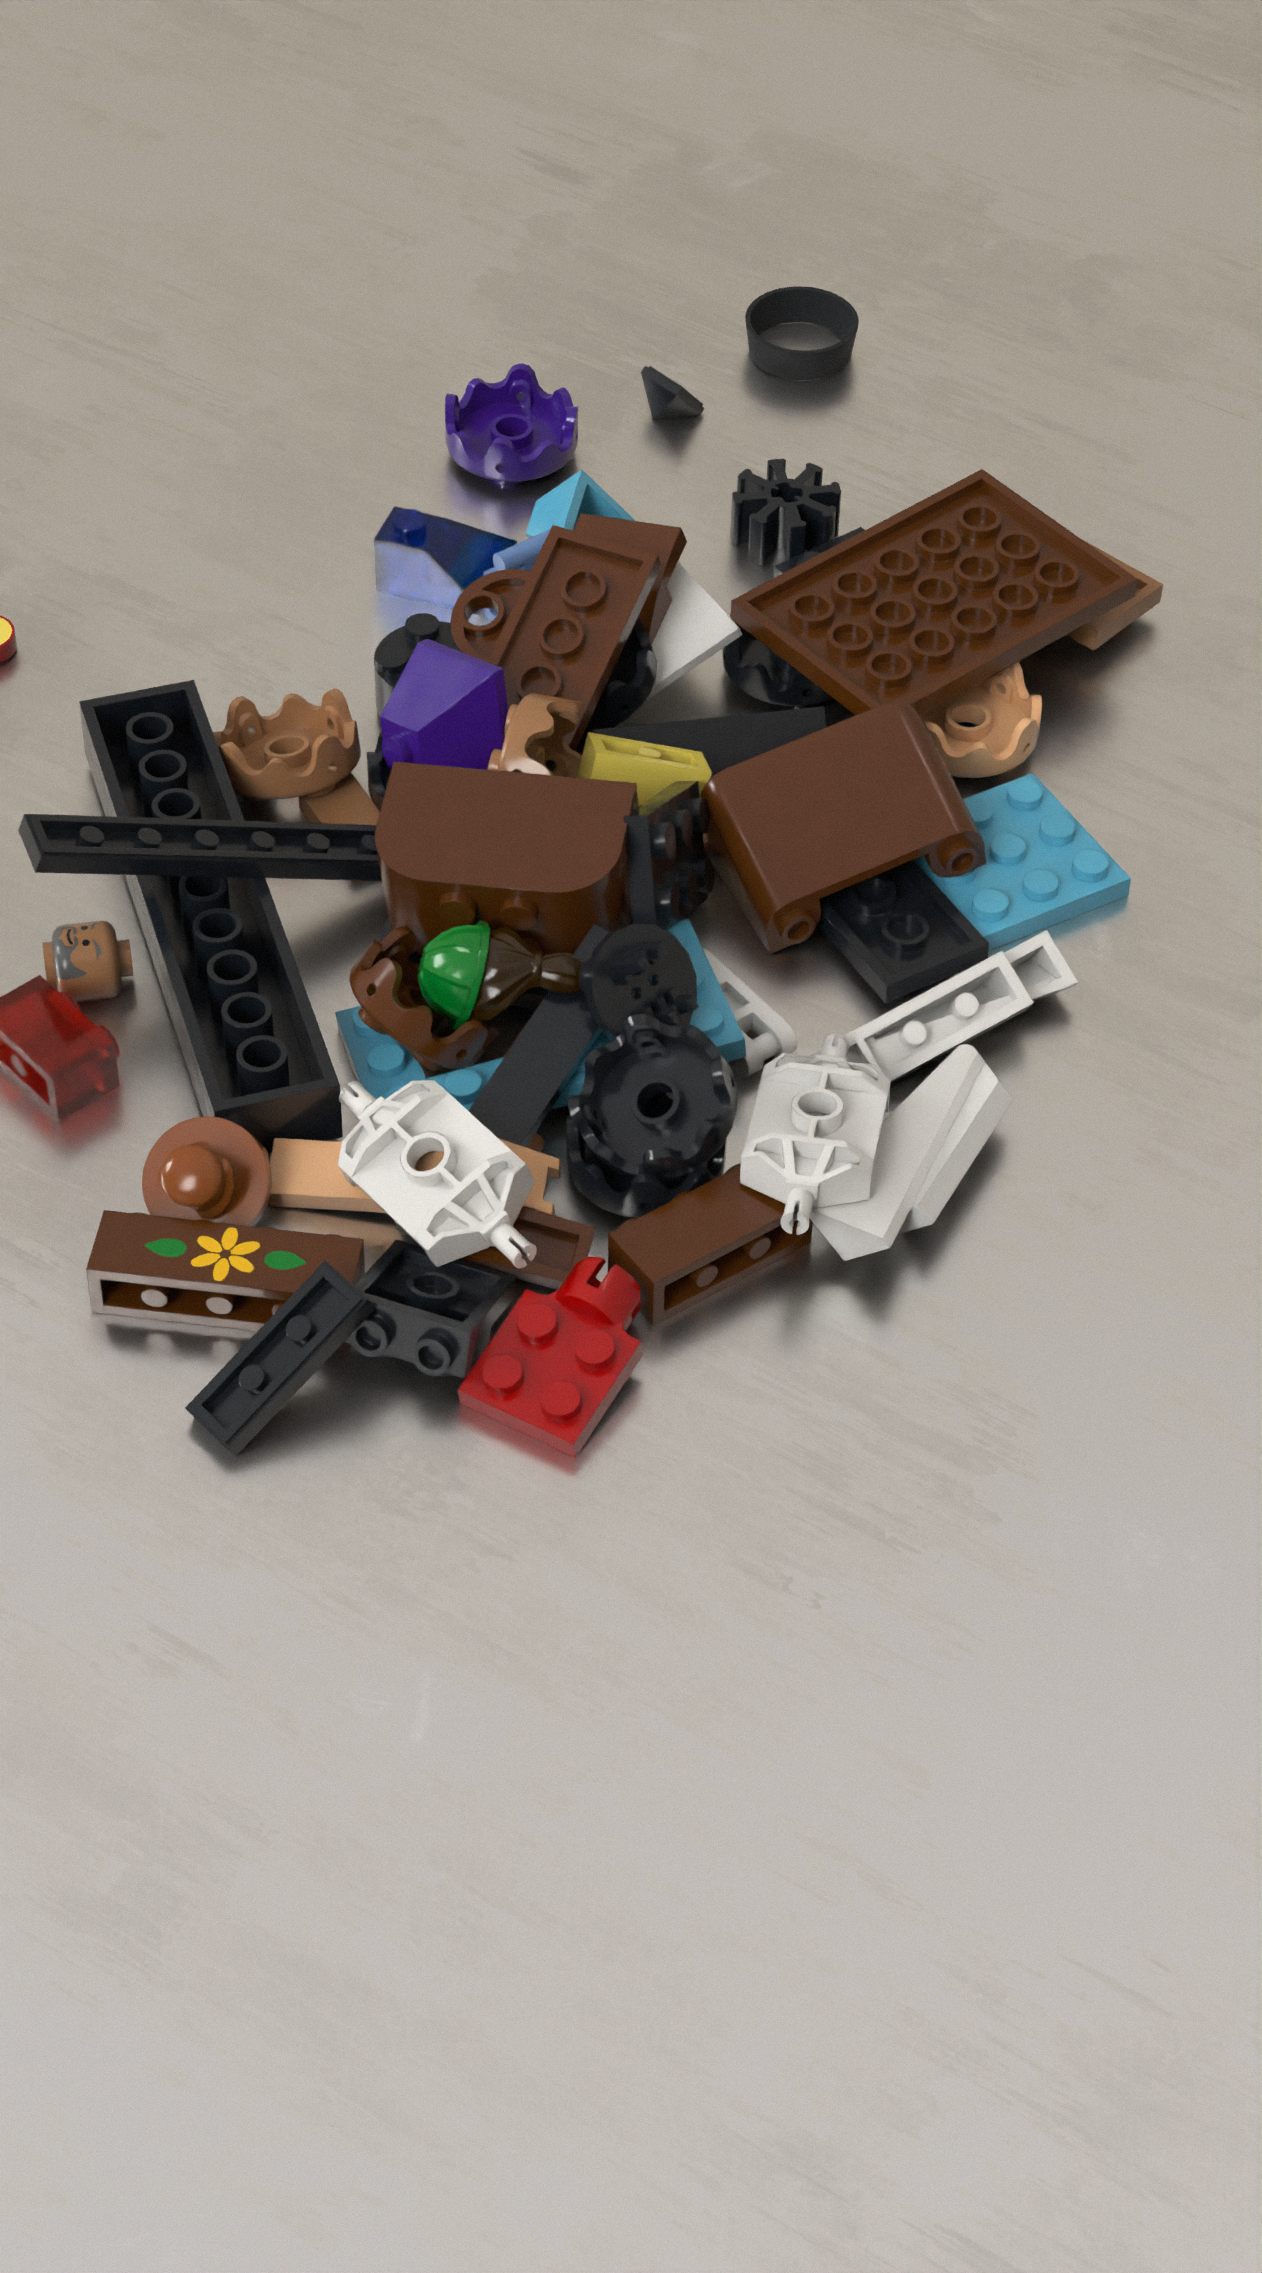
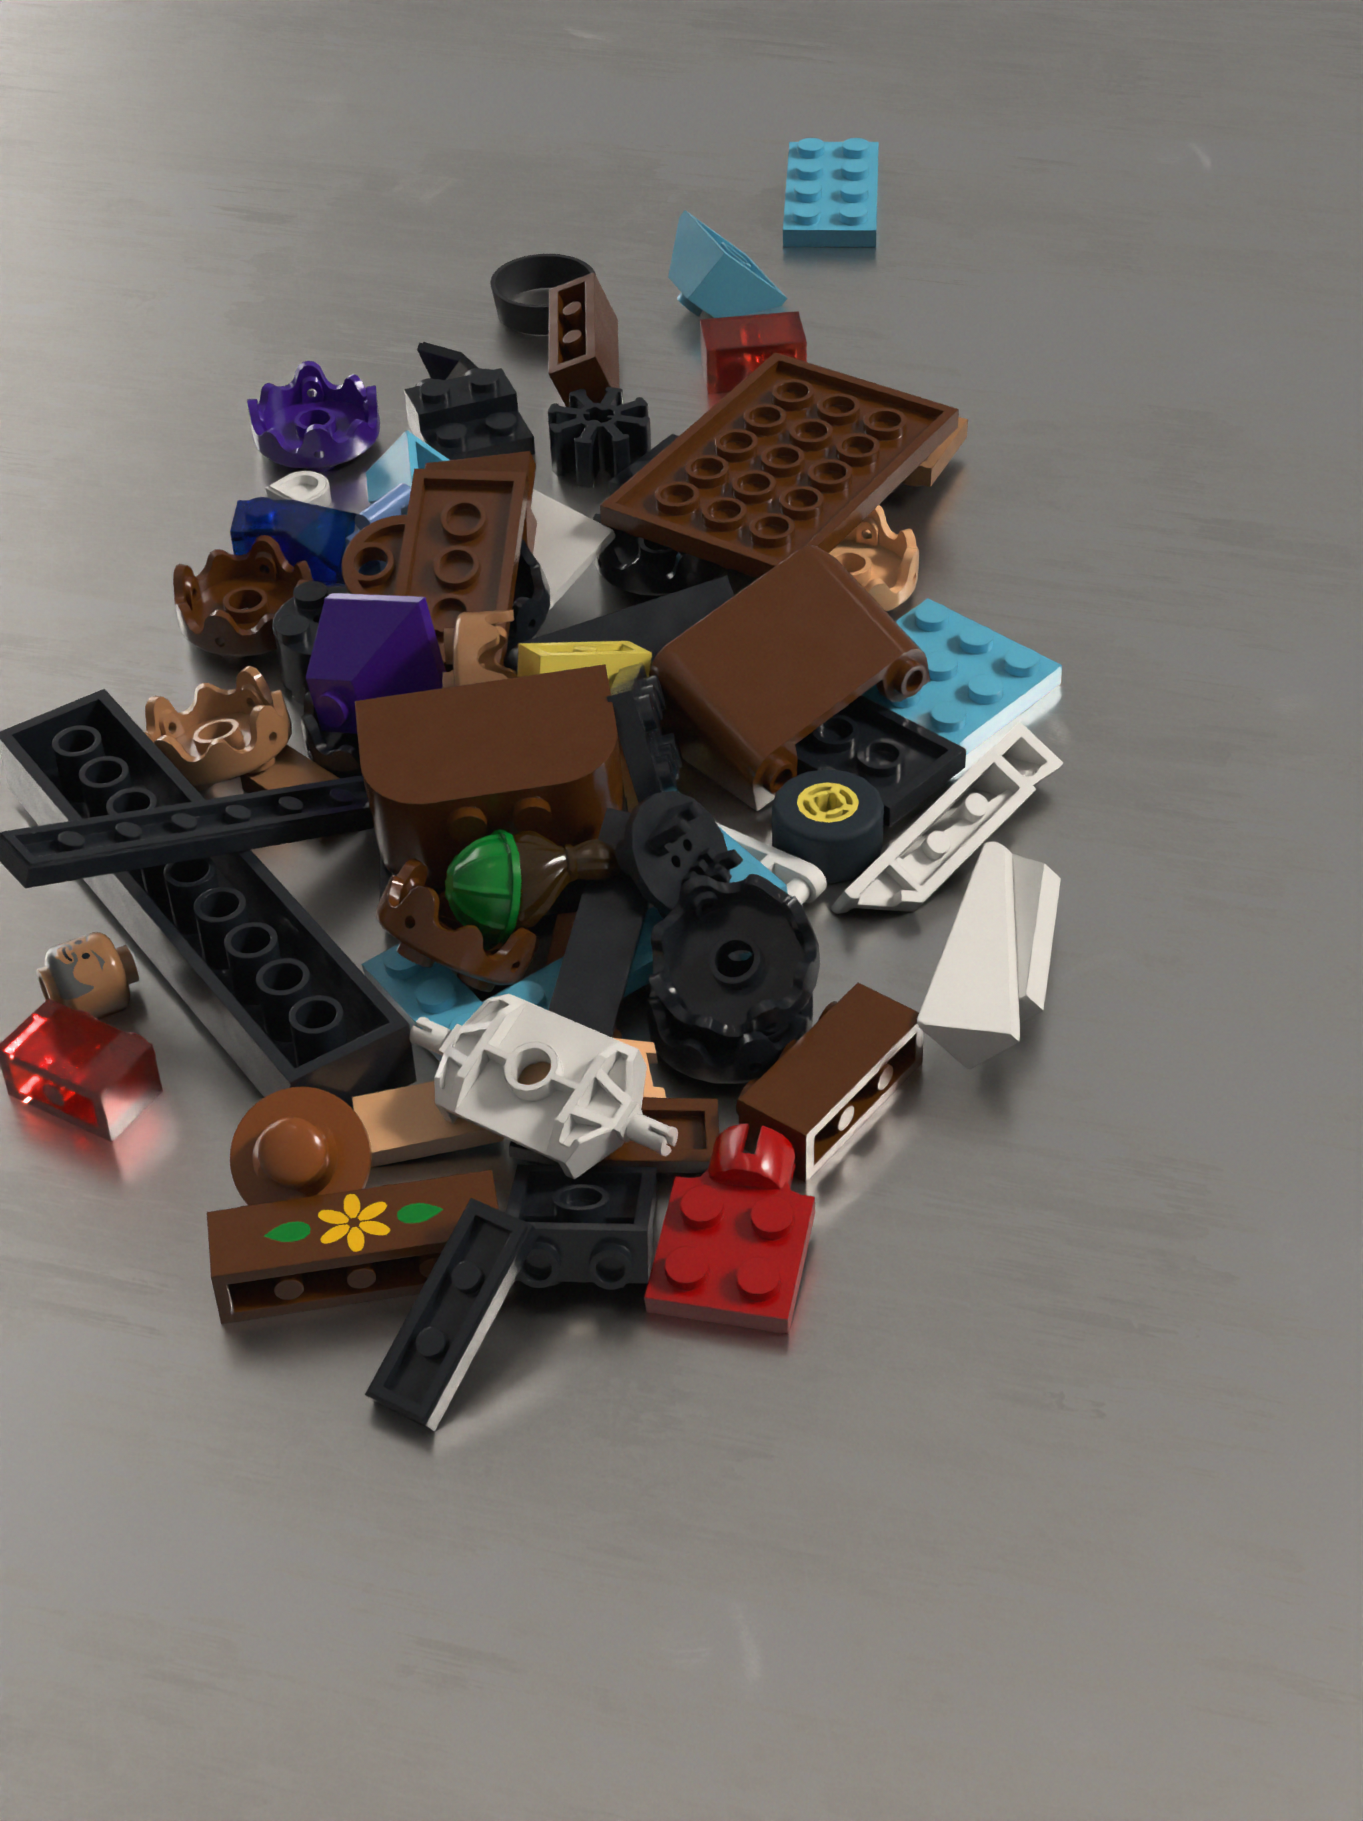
camera: 15 degrees left, 5 degrees down
(361, 590) = (214, 601): none -> reddish brown plate
(471, 504) = (302, 487): none -> white tile
(665, 463) = (468, 415): none -> black plate
(809, 403) = (582, 339): none -> reddish brown brick
(809, 1157) = (906, 974): white plate -> none
(821, 984) = (829, 822): none -> black wheel
(977, 440) = (740, 344): none -> clear red brick
(988, 351) = (717, 274): none -> medium azure slope
(1157, 278) = (831, 194): none -> medium azure plate

